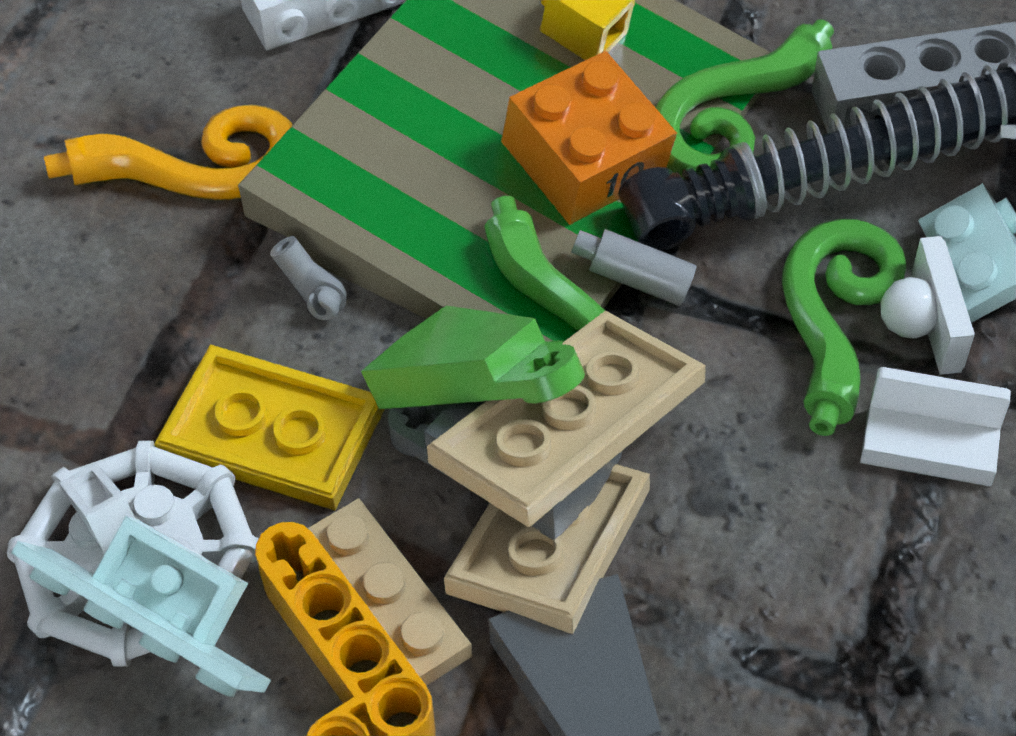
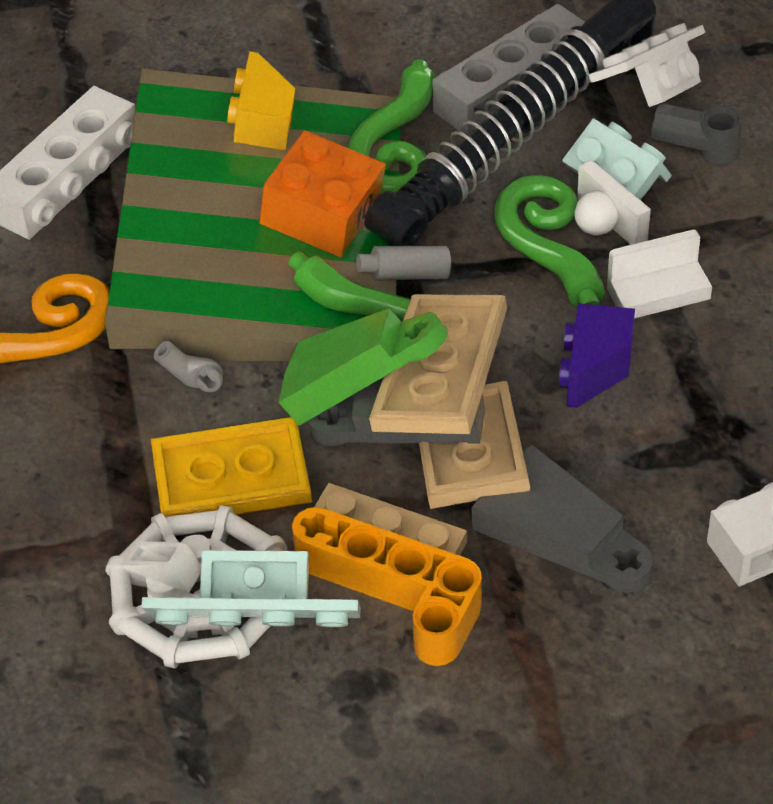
camera: 30 degrees left, 5 degrees down
(790, 490) = (599, 349): none -> dark purple slope

